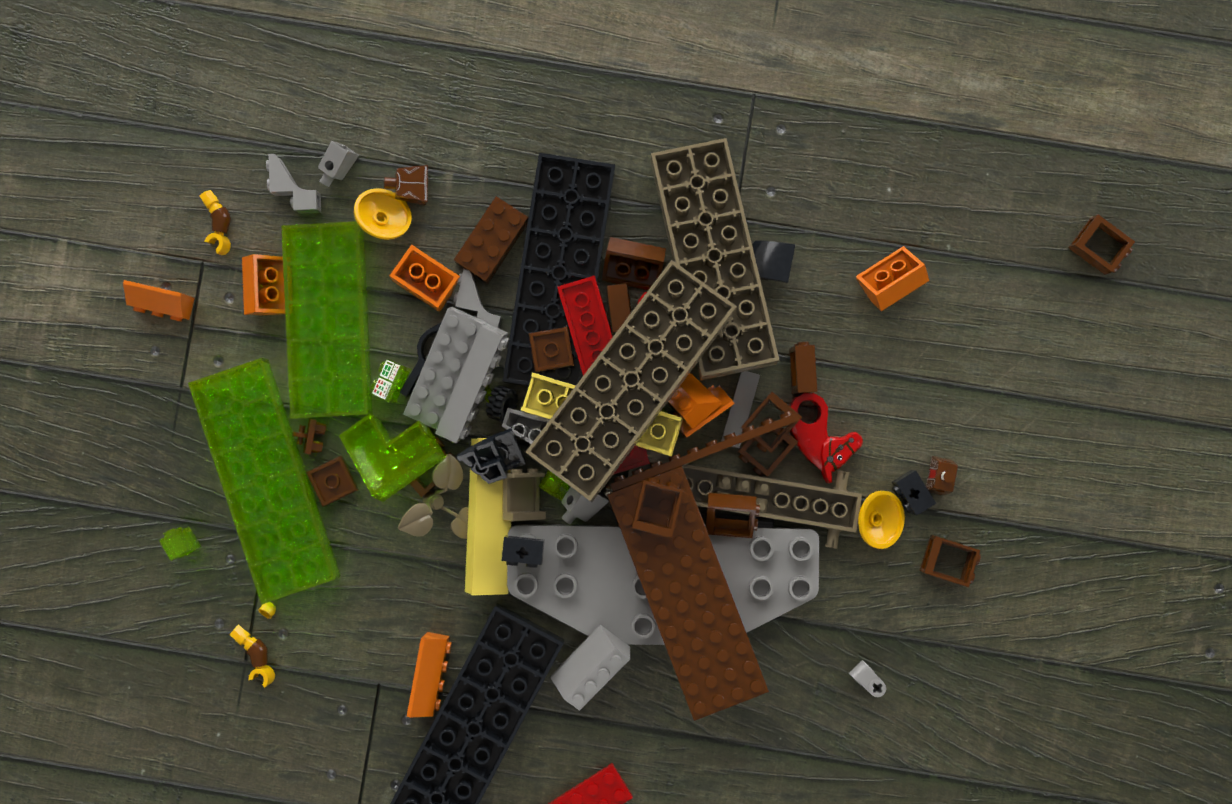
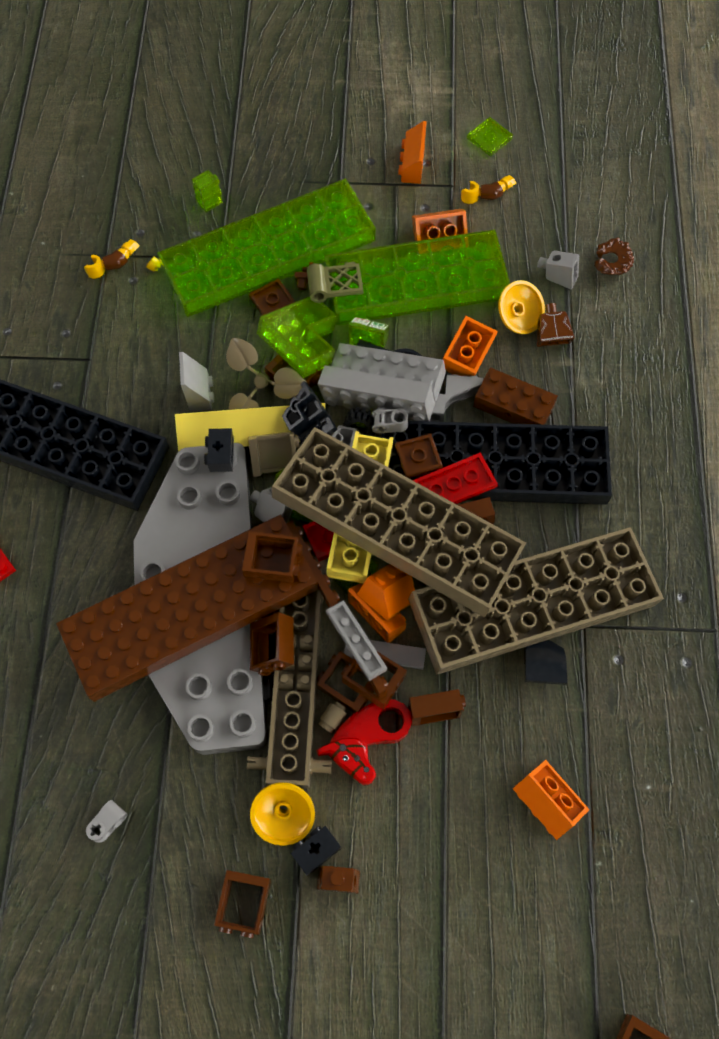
camera: 85 degrees right, 20 degrees down
(139, 208) = (490, 136): none -> clear neon green tile
(282, 184) = (533, 232): light grey arch -> none
(327, 427) = (320, 283): none -> olive piece
(334, 90) = (624, 254): none -> reddish brown piece
(428, 675) = (99, 391): orange slope -> none
(433, 571) = (195, 384): none -> light grey slope
(508, 375) = (388, 420): none -> light grey piece
(590, 667) = (110, 530): light grey slope -> none
(632, 263) = (521, 520): reddish brown slope -> none
(746, 435) = (356, 640): none -> light grey tile
(797, 465) = (332, 717): none -> dark tan brick

